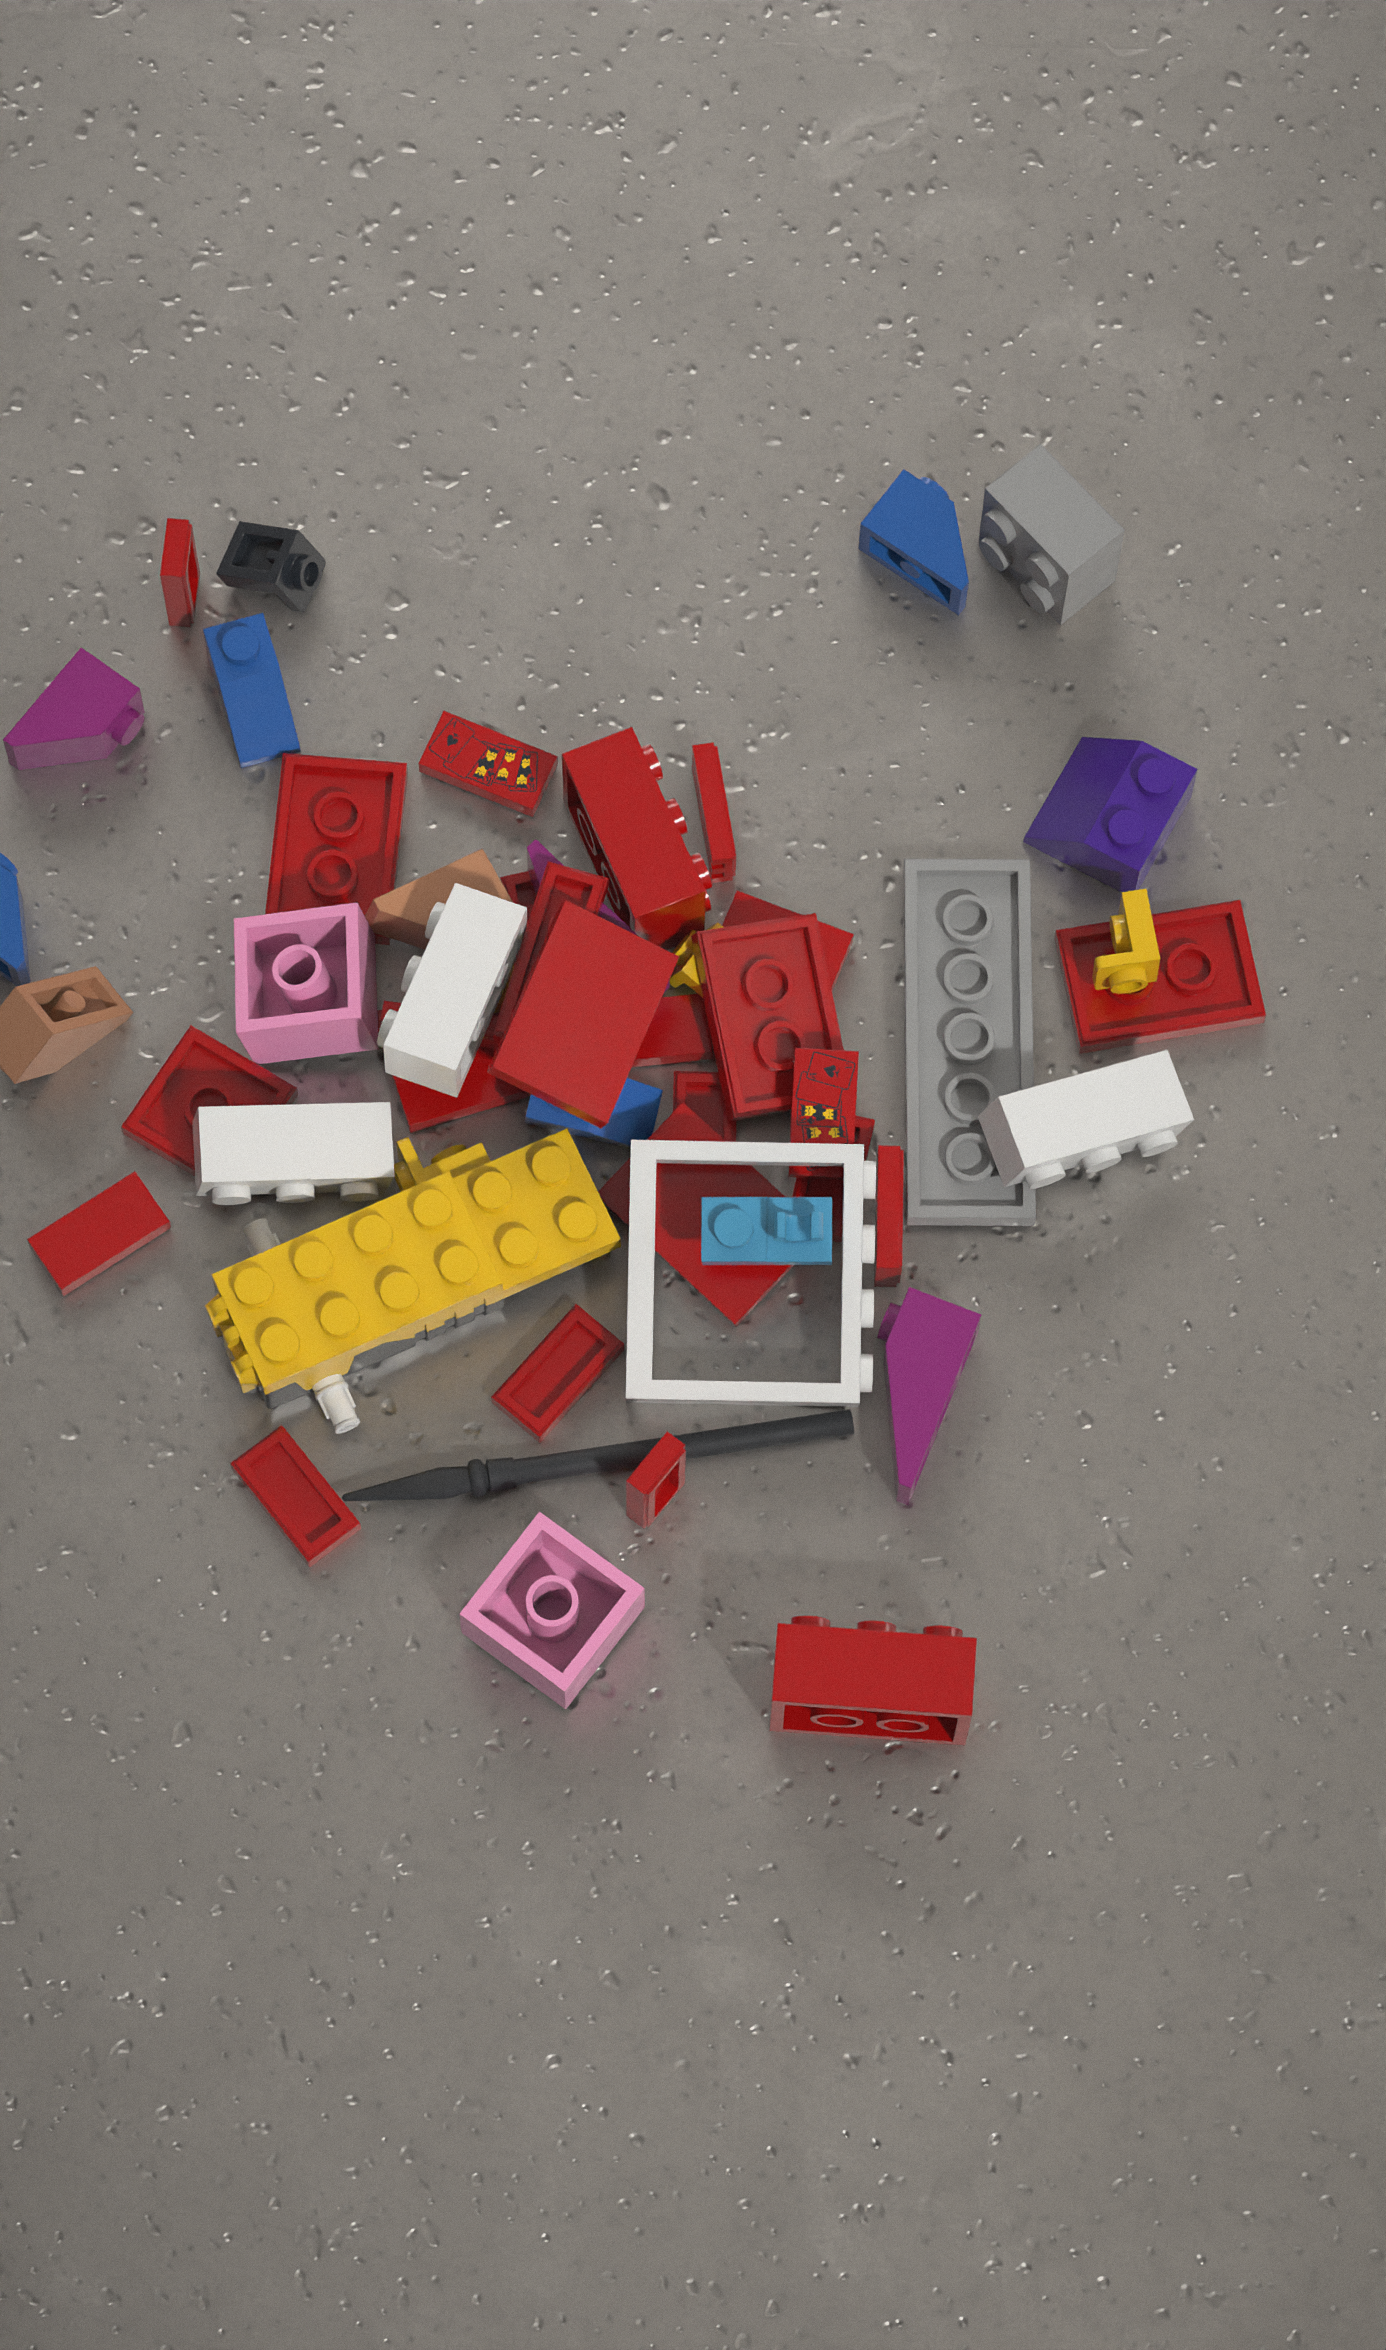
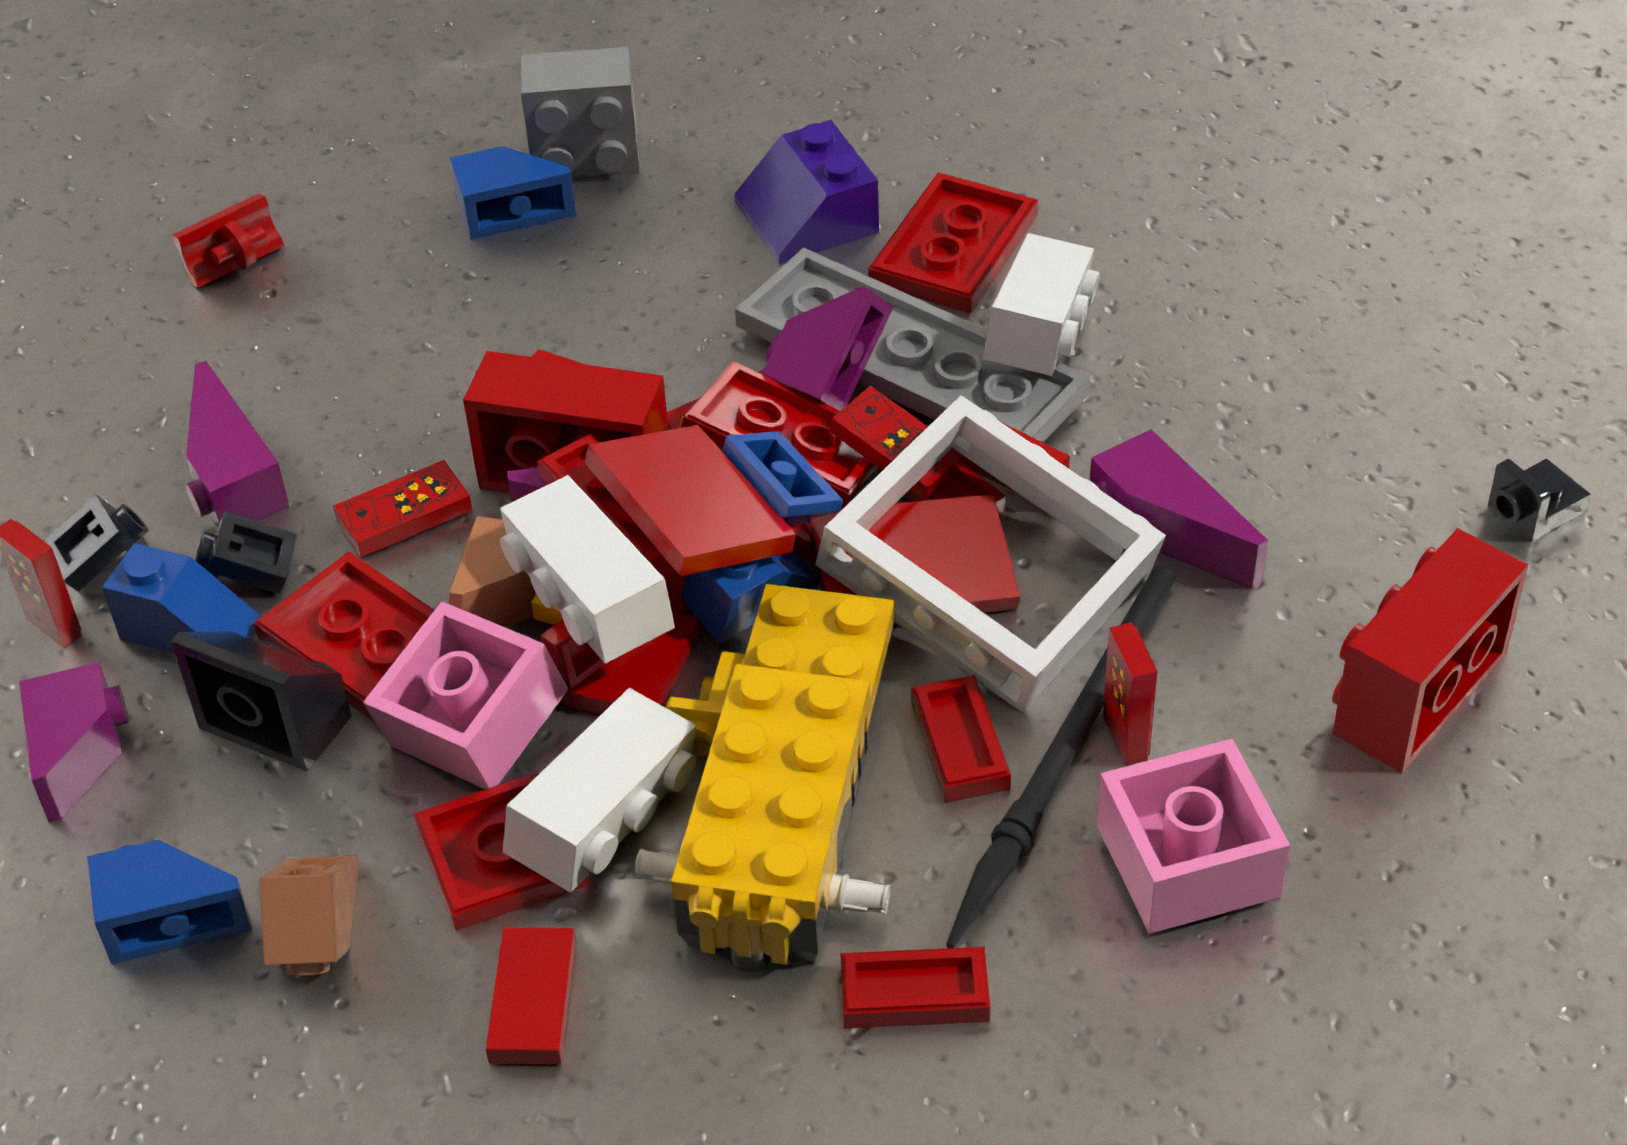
camera: 50 degrees left, 25 degrees down
(211, 827) = (261, 695): none -> black slope
(341, 690) = (248, 552): none -> black bracket
(429, 580) = (228, 457): none -> magenta slope
(672, 1062) = (782, 477): none -> blue slope
(680, 357) = (227, 240): none -> red hips
(766, 1231) = (980, 489): dark azure plate -> none
(882, 983) = (828, 346): none -> magenta slope
(1135, 936) = (925, 215): yellow bracket -> none
(1165, 1676) = (1536, 498): none -> black bracket

